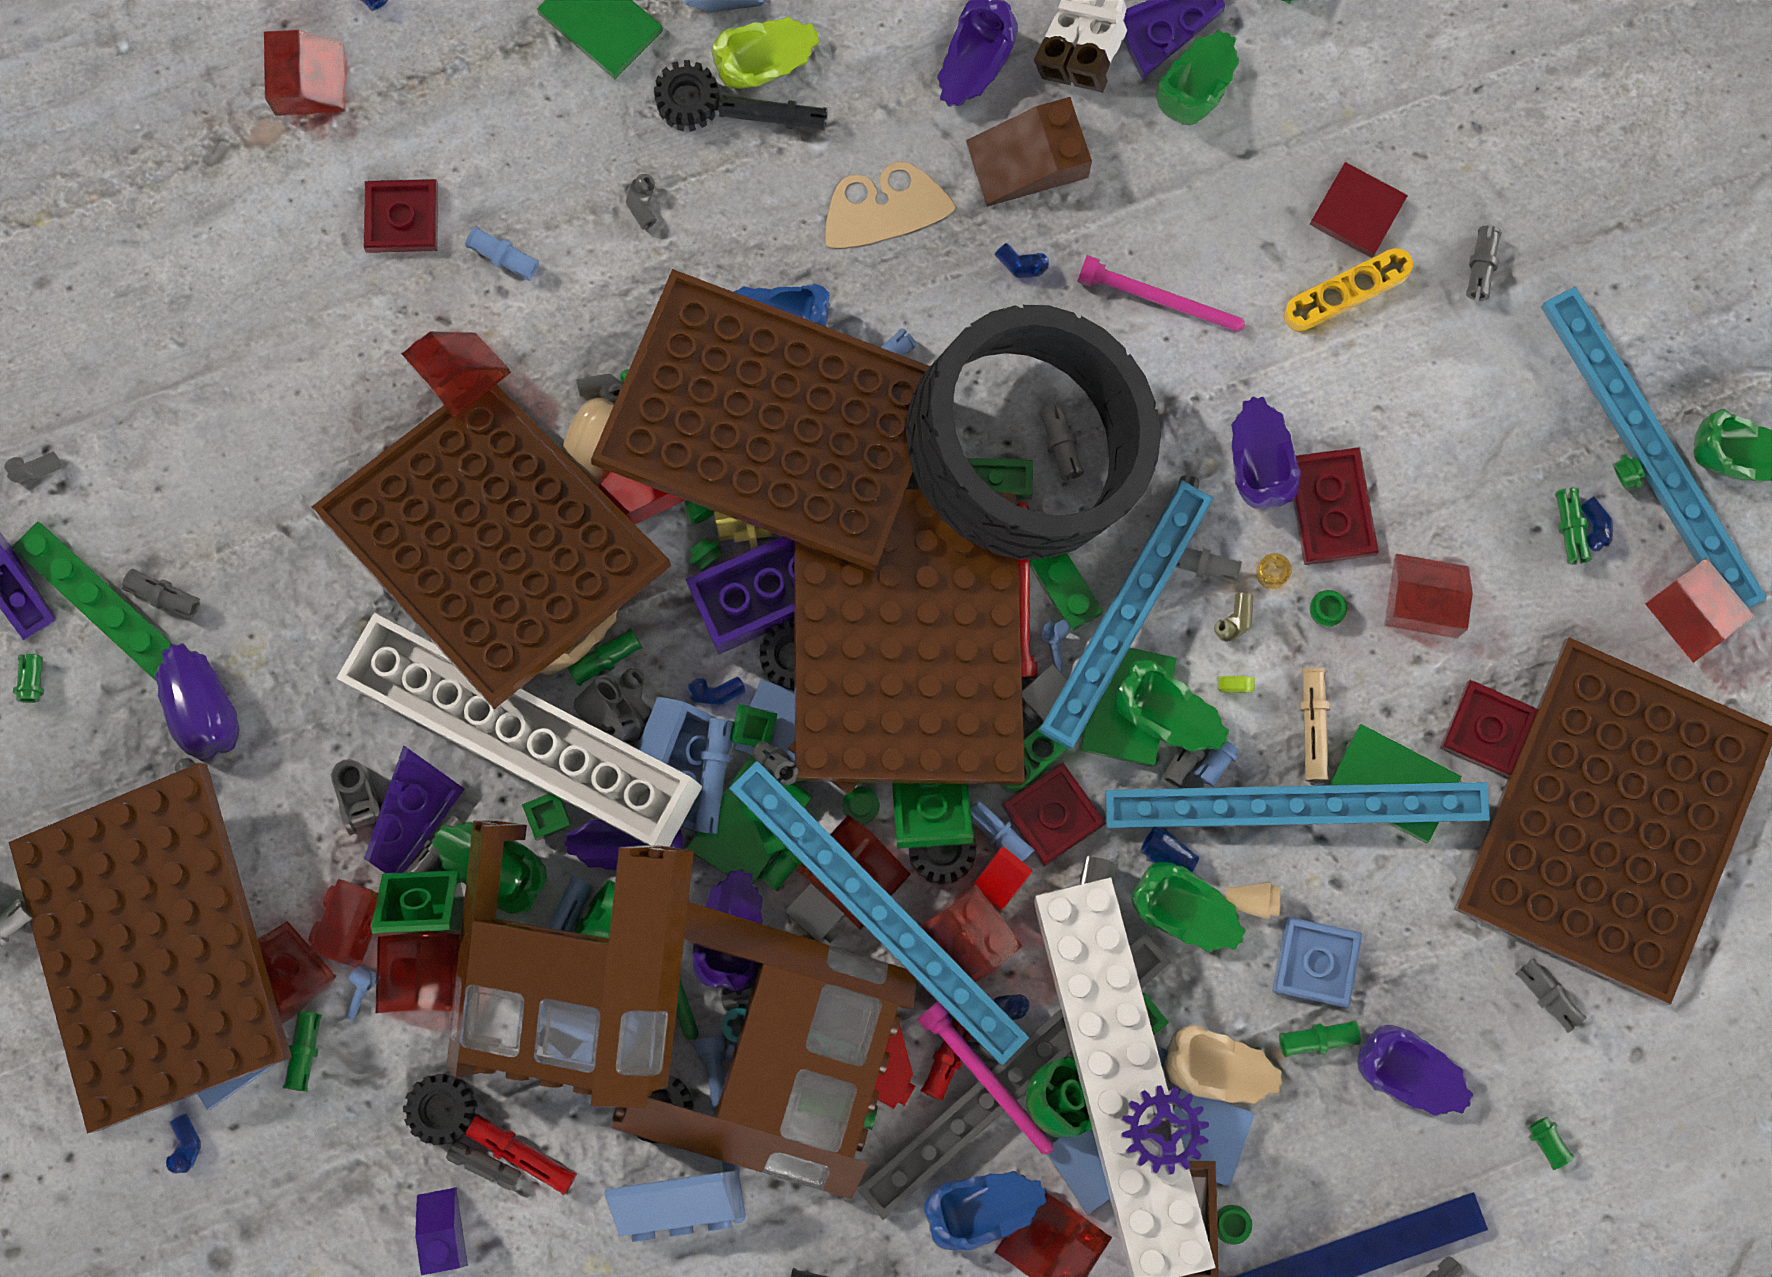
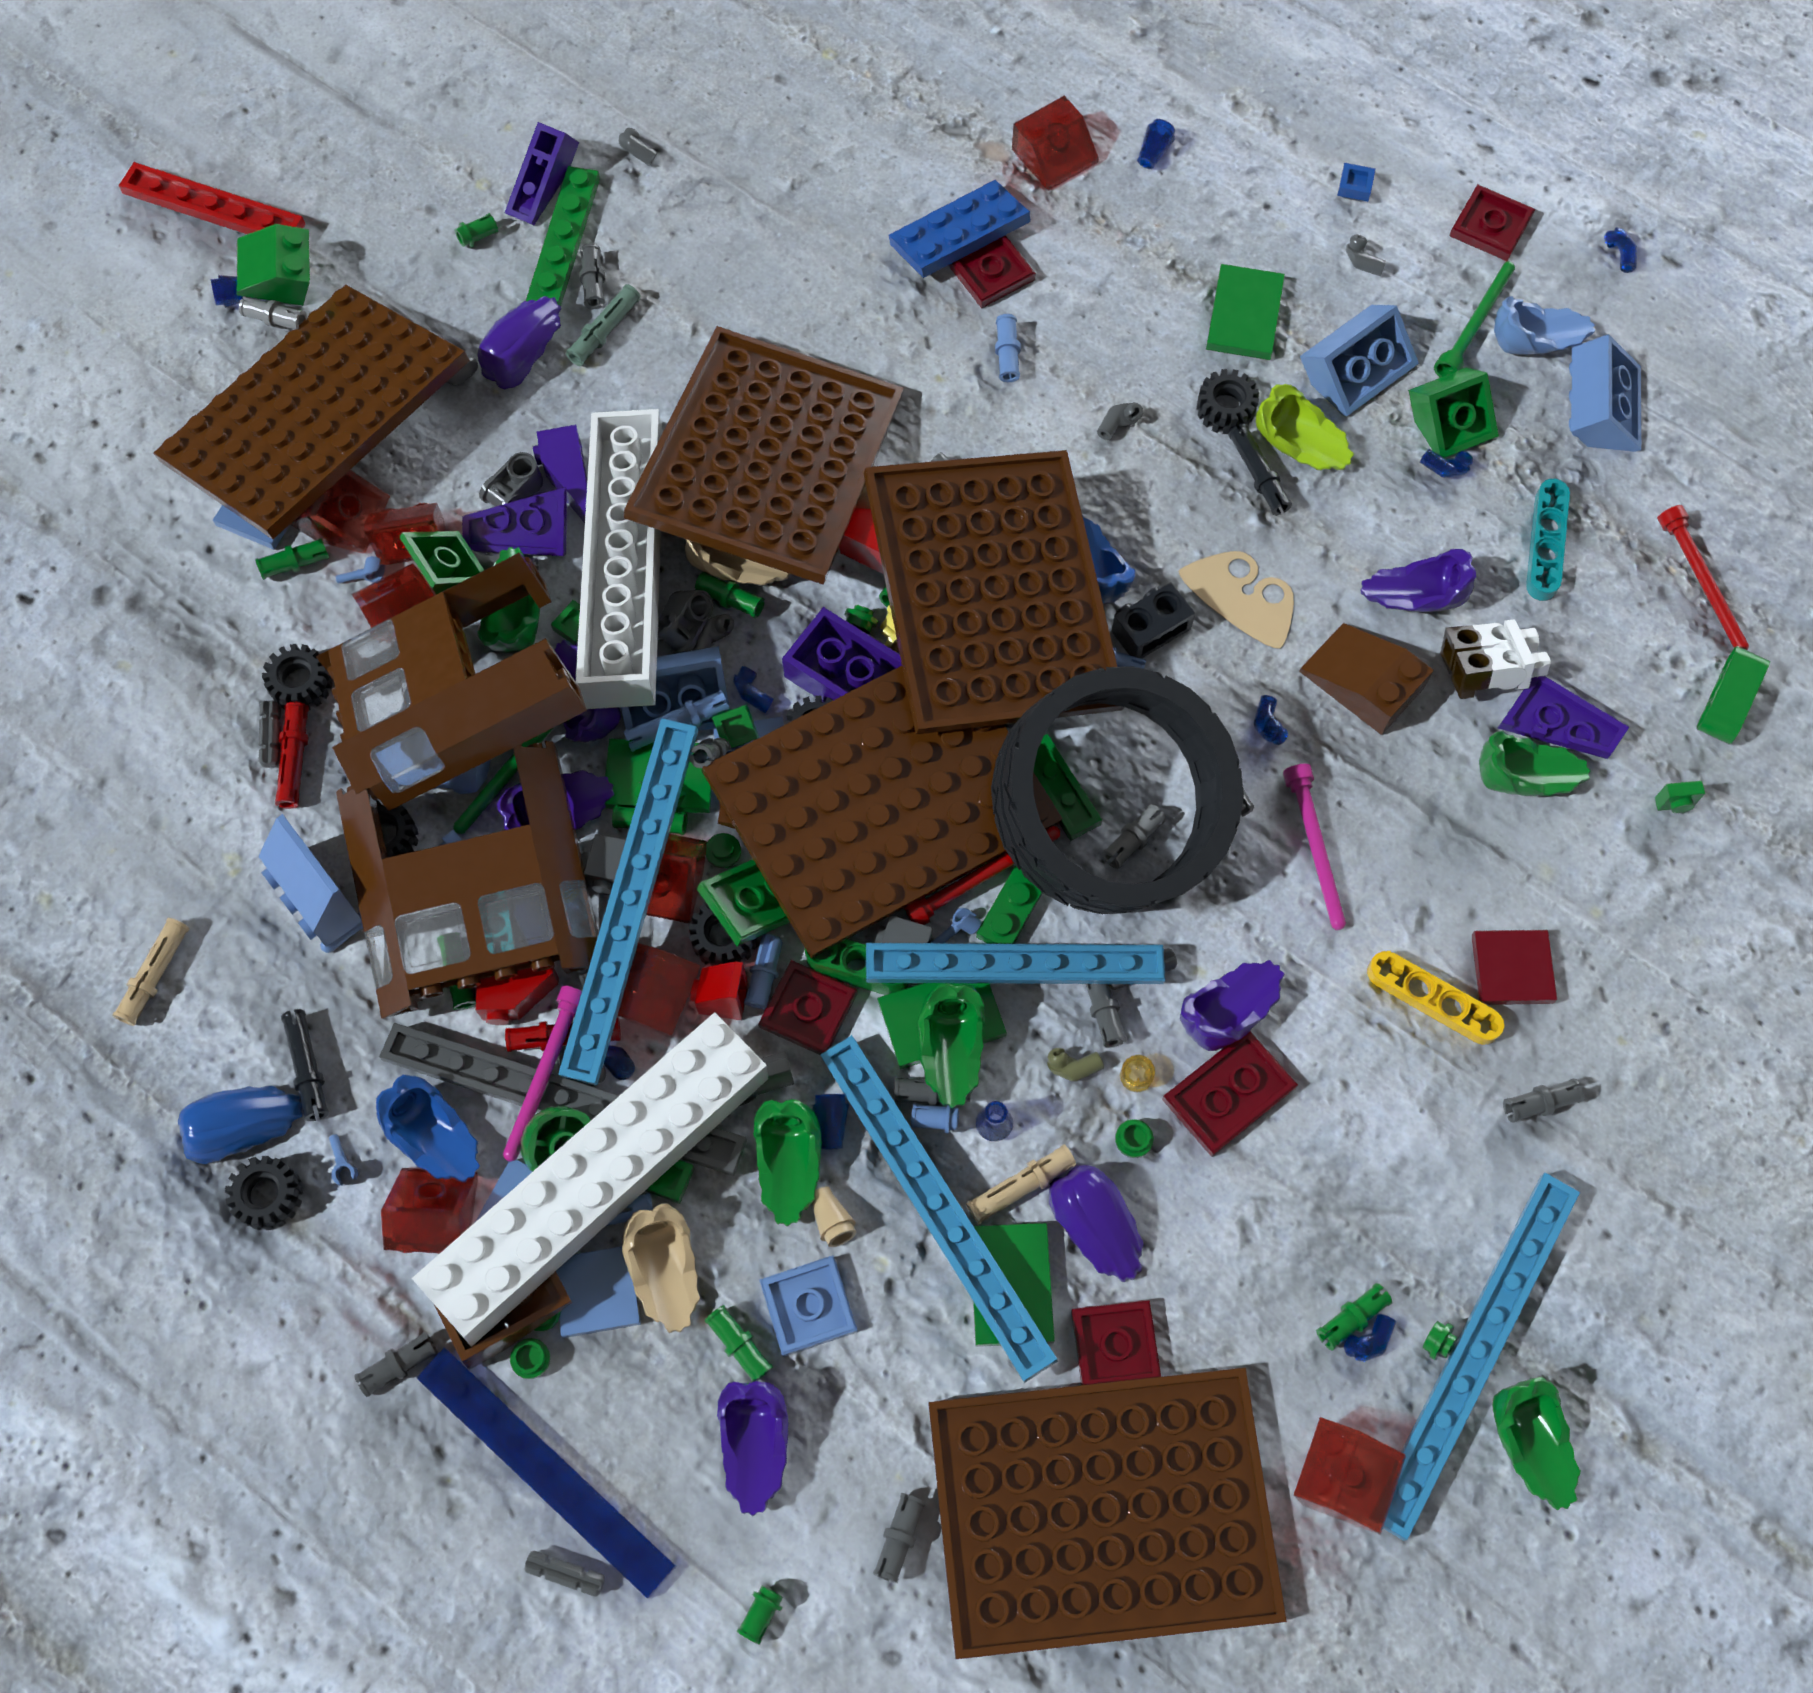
camera: 60 degrees right, 10 degrees down
(187, 1147) = (179, 524): clear blue arm -> none
(242, 651) = (595, 334): none -> sand green pin
(340, 218) = (959, 228): none -> blue plate
(370, 736) = (564, 464): none -> dark purple slope
(439, 1232) = (197, 730): dark purple slope -> none
(455, 367) = (891, 360): clear red slope -> none
(873, 299) = (1157, 627): none -> black brick
(1168, 1148) = (547, 1230): dark purple gear -> none
(1236, 684) = (1014, 1095): lime tile -> none
(1243, 720) = (994, 1129): none -> clear blue cone
(1379, 681) = (1097, 1221): none -> dark purple hair
(1429, 596) = (1202, 1219): clear red slope -> none

